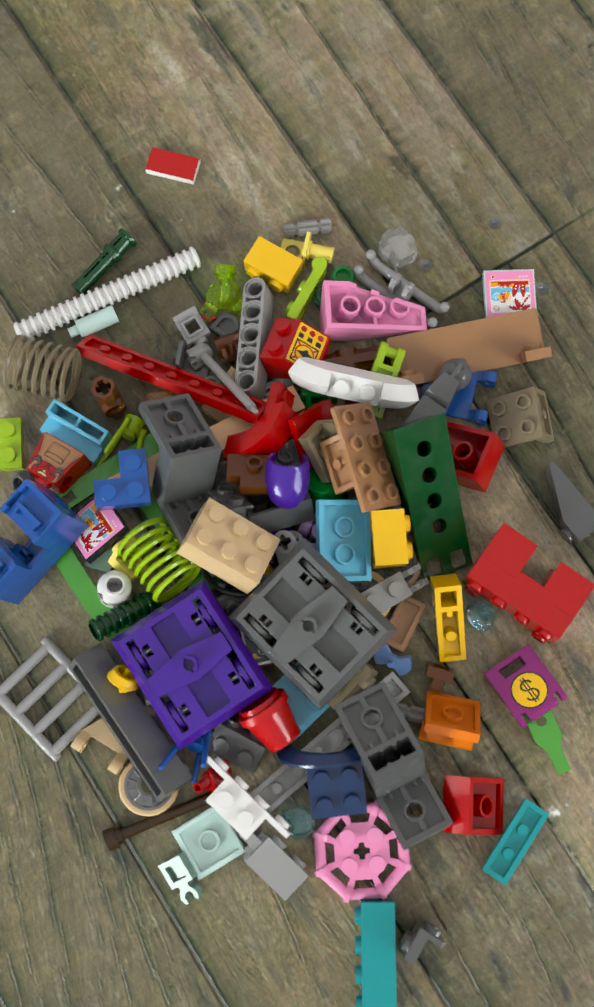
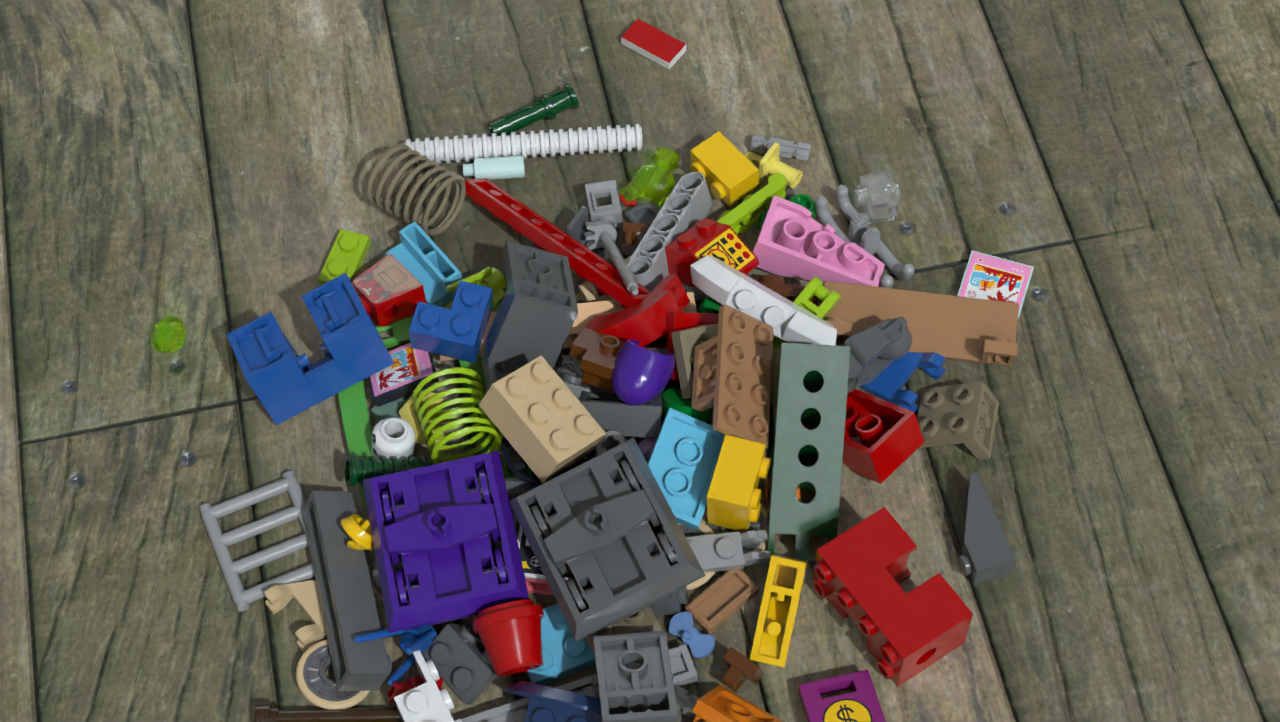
camera: 20 degrees right, 20 degrees down
(109, 397) = (475, 235): reddish brown piece -> none
(480, 615) = (821, 620): clear light blue hat -> none

